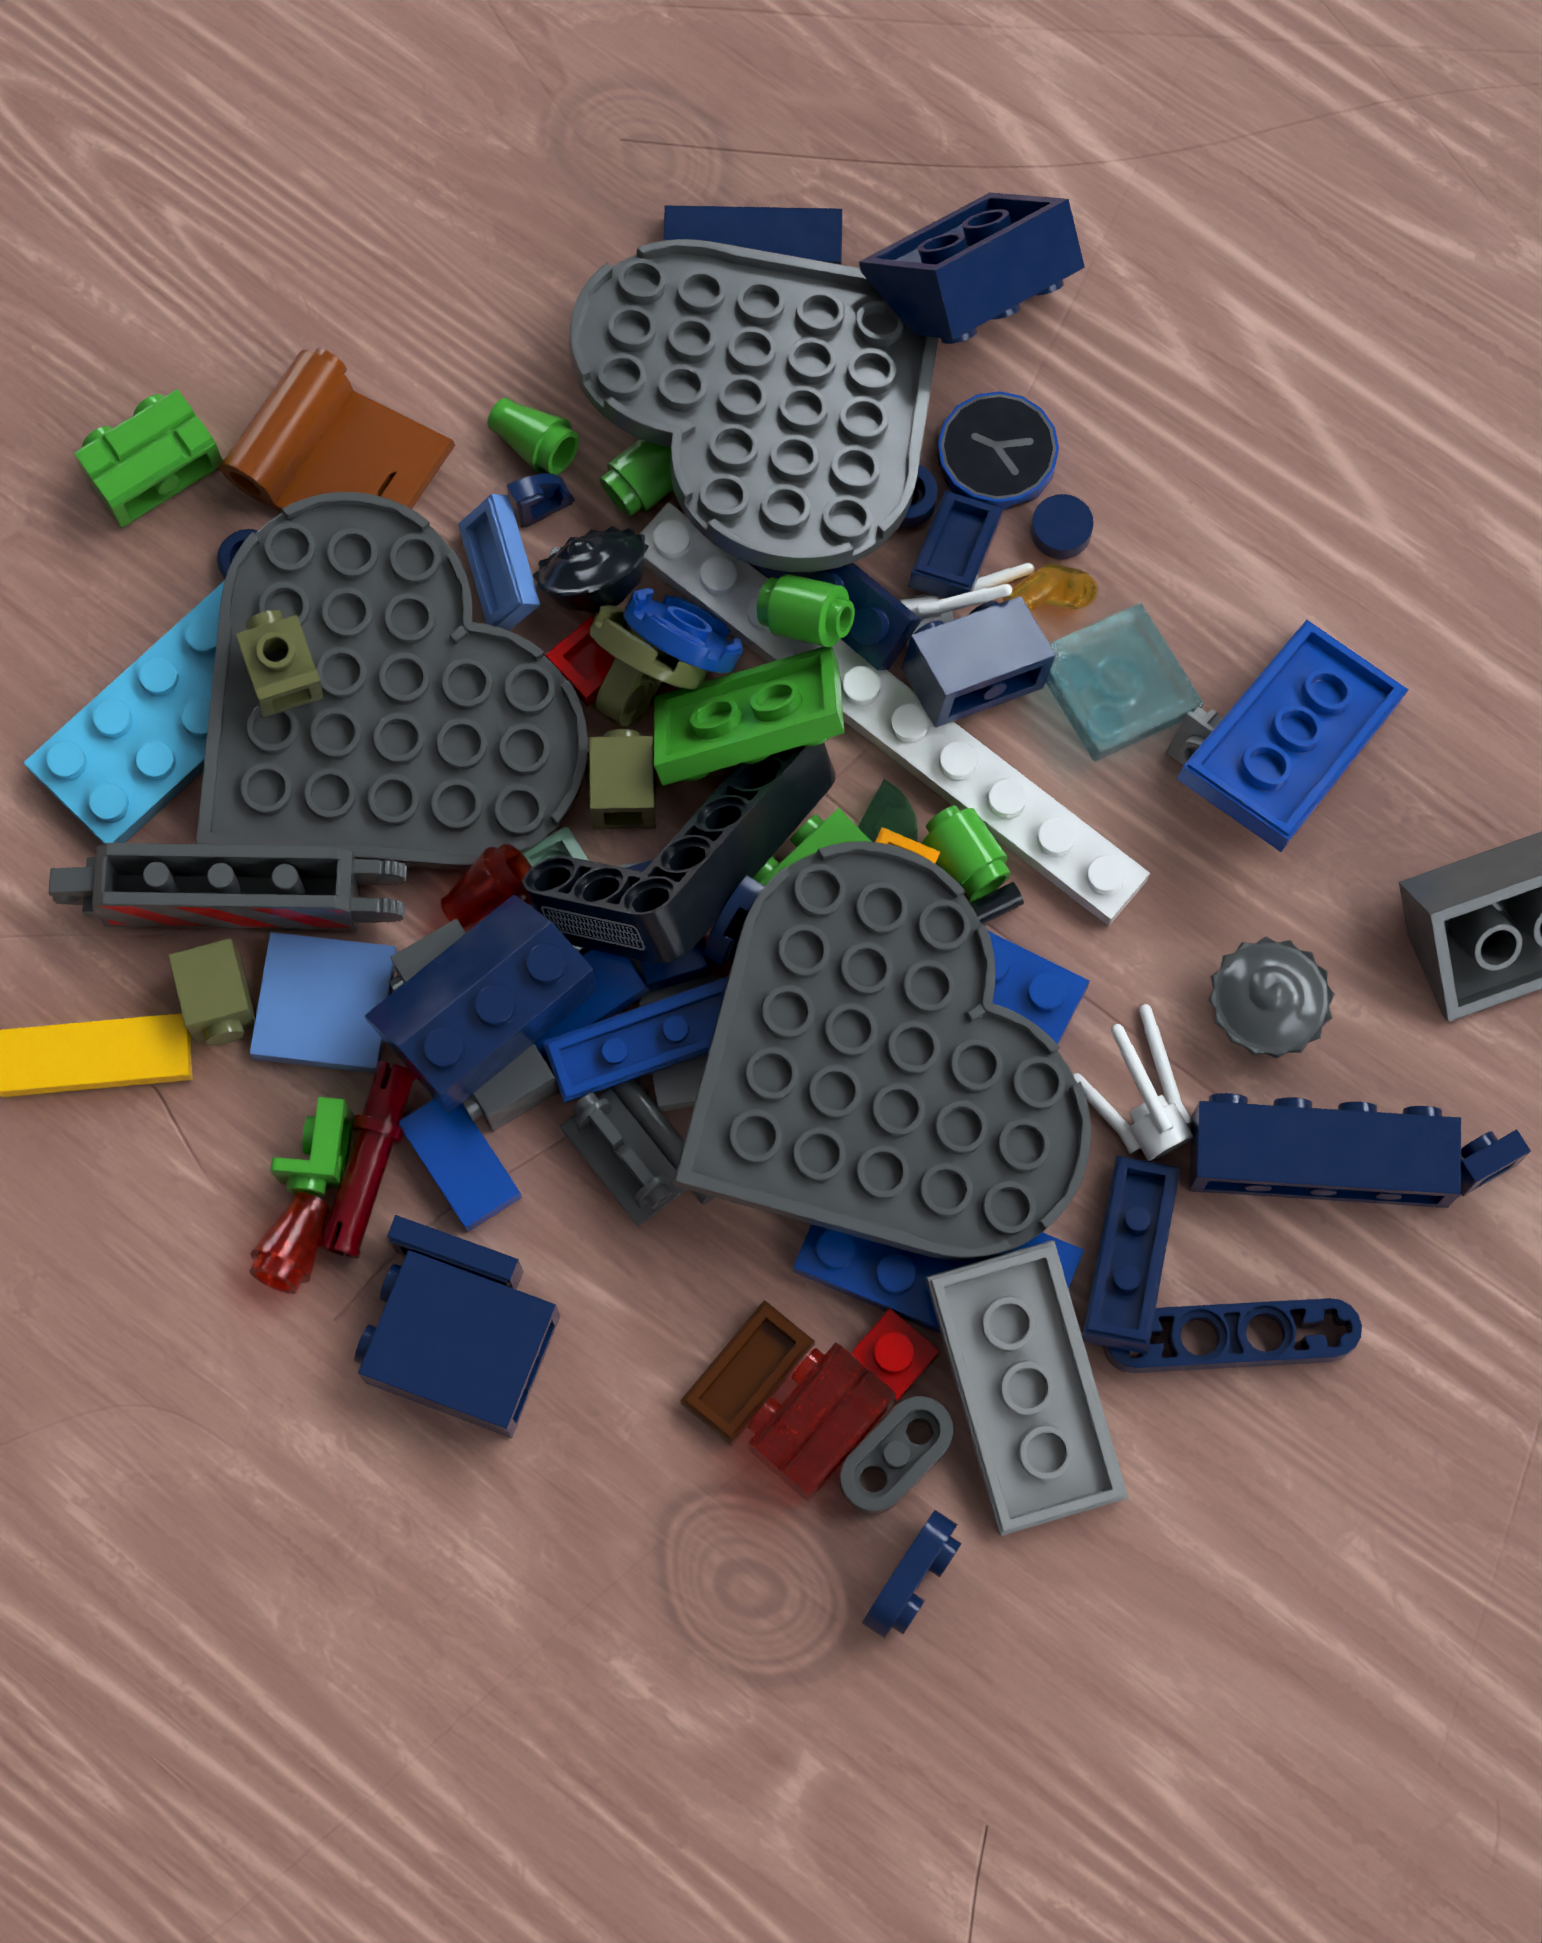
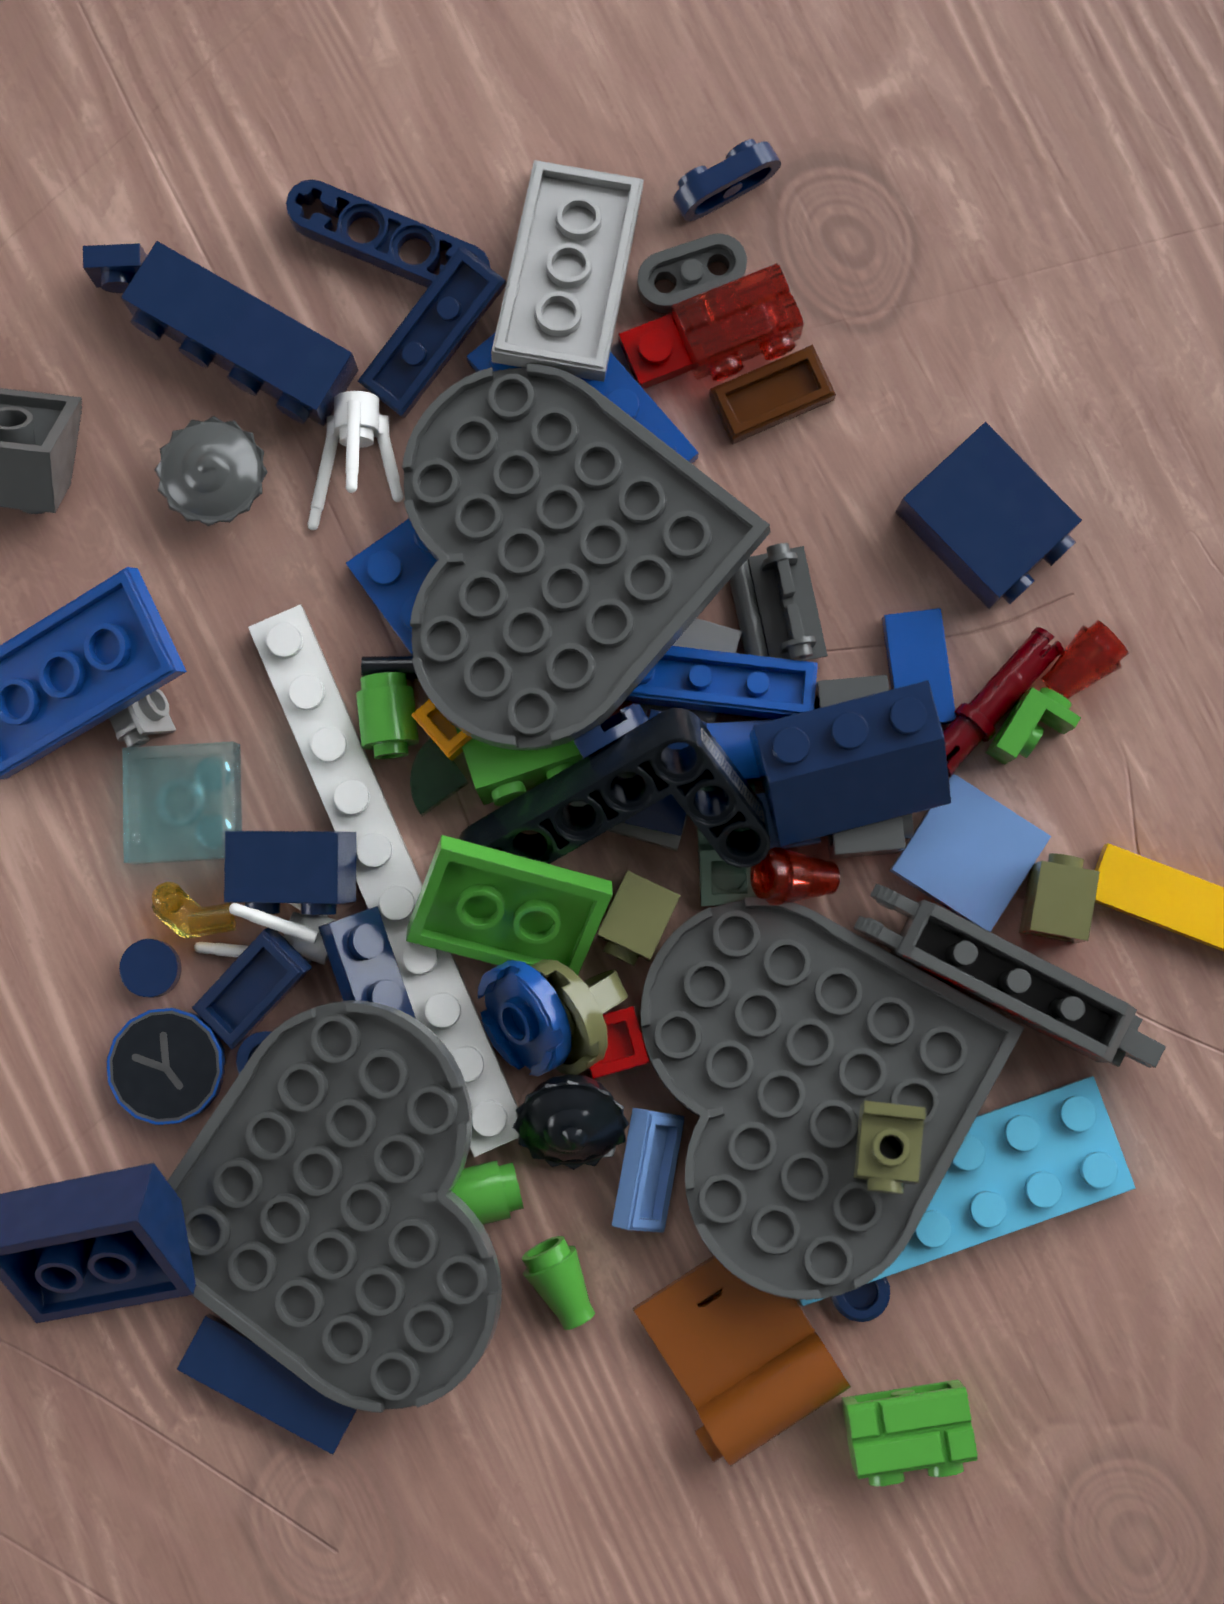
camera: 155 degrees left, 10 degrees up
(454, 1251) = (959, 587): dark blue tile -> none
(538, 497) = (581, 1218): dark blue tile -> none
(805, 609) = (412, 978): bright green brick -> none

